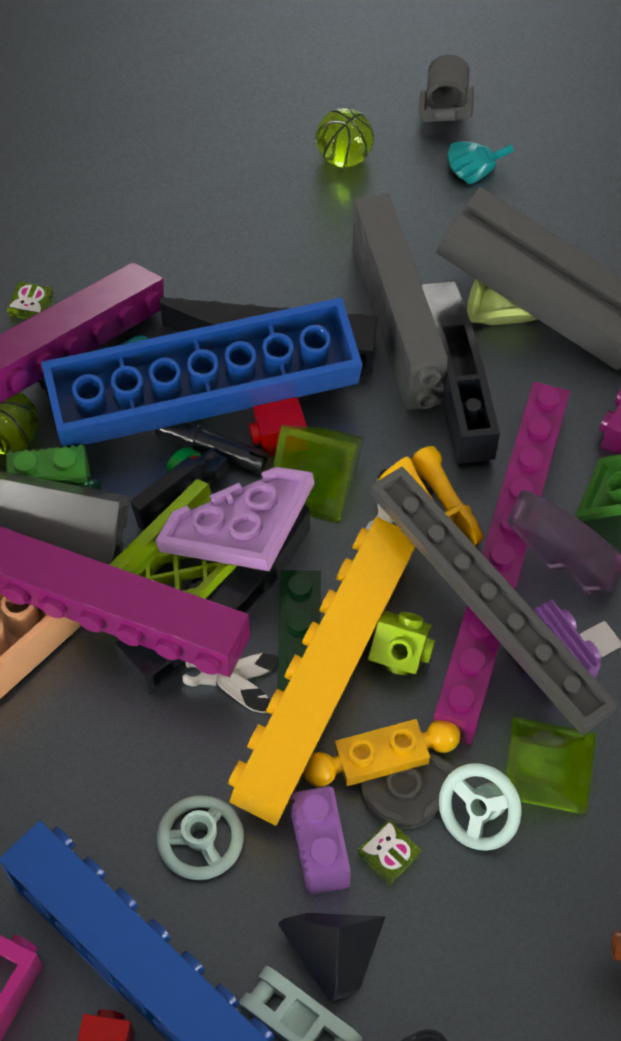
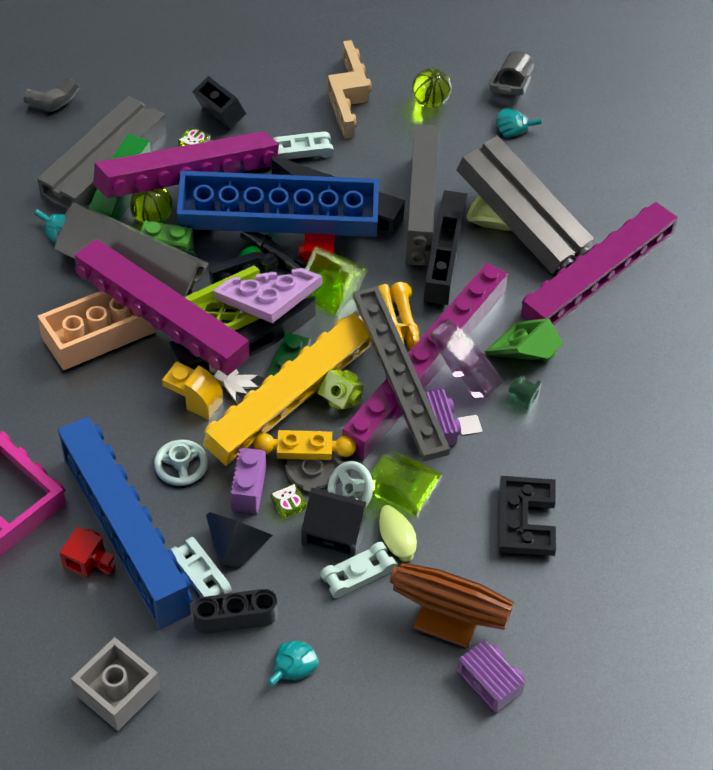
camera: 15 degrees right, 5 degrees down
(49, 234) = (219, 102): none -> black brick
(186, 705) = (198, 386): none -> yellow brick
(195, 268) = (305, 145): none -> light aqua plate
(226, 168) = (348, 89): none -> tan bracket
(482, 876) = (333, 523): none -> black slope
(540, 939) = (358, 570): none -> light aqua plate
(575, 857) = (397, 533): none -> yellowish green arm

